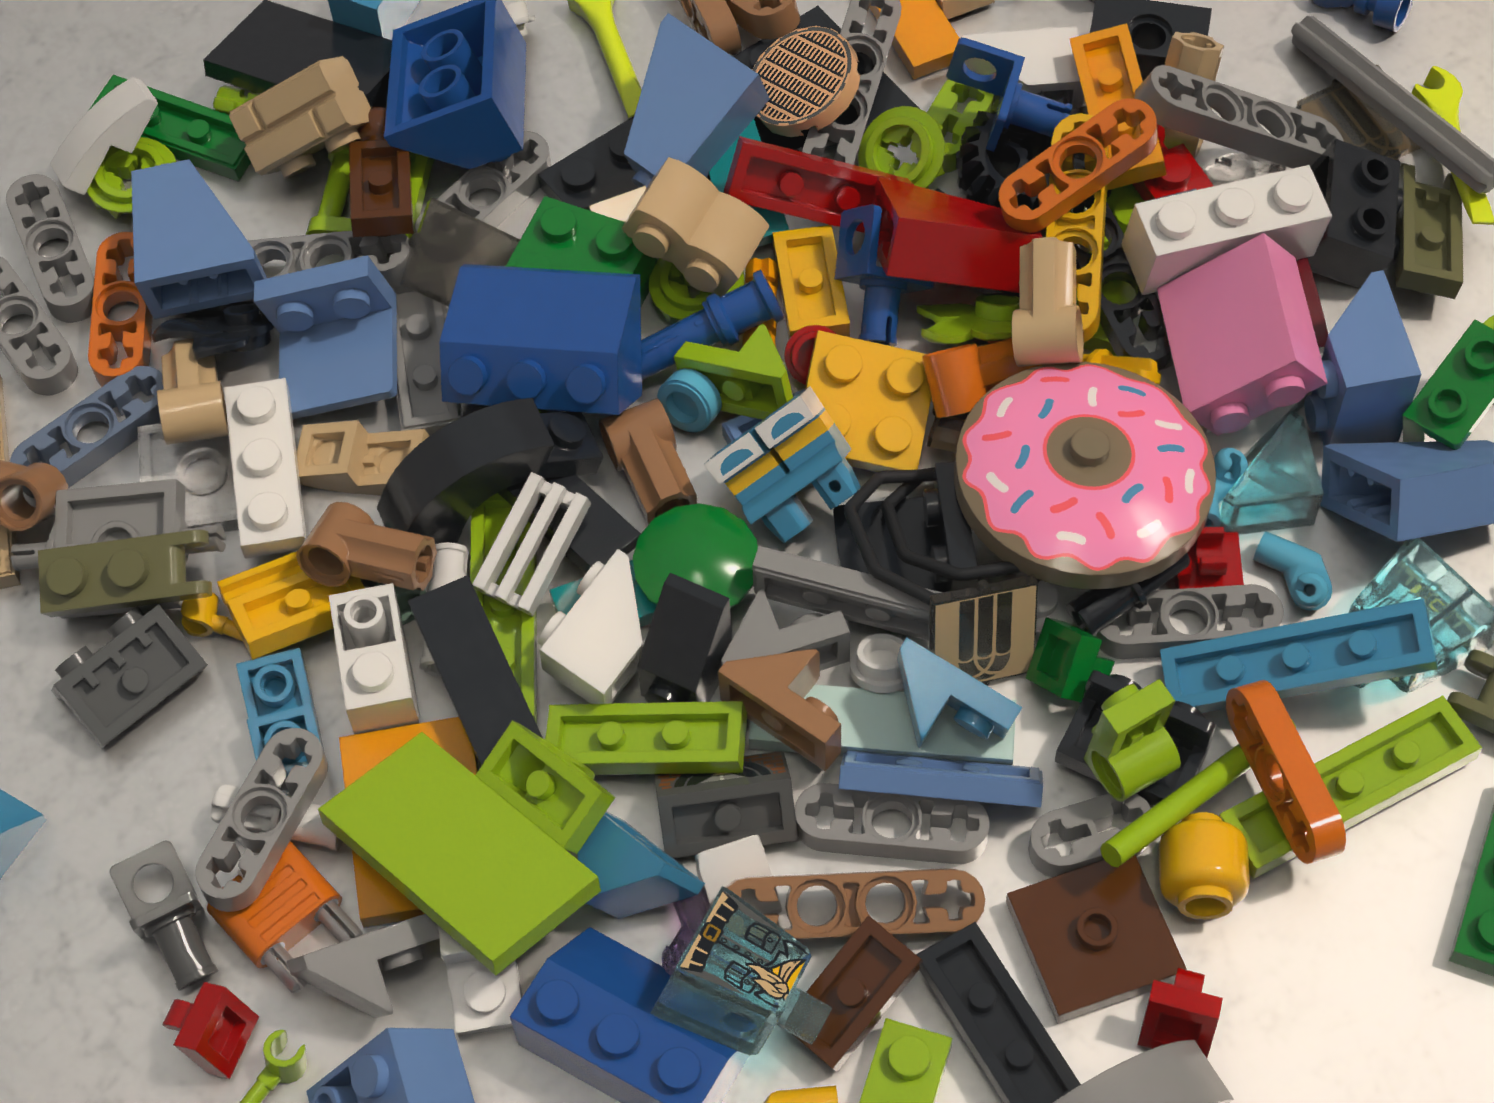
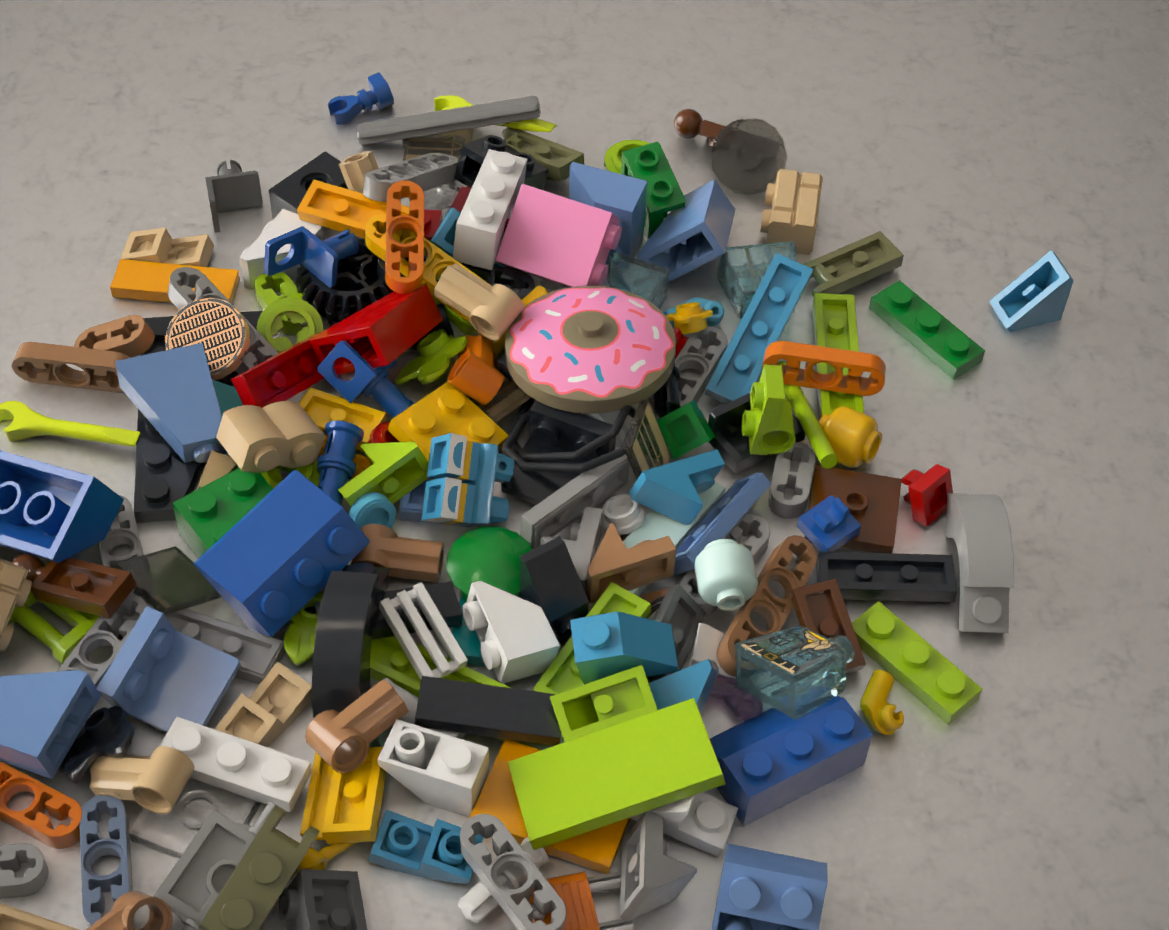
camera: 65 degrees left, 10 degrees down
(632, 761) = (620, 642): none -> dark azure slope
(836, 824) = (726, 574): none -> light aqua head
(1027, 914) = (829, 525): none -> blue tile
(1264, 565) = (690, 317): none -> yellow plate

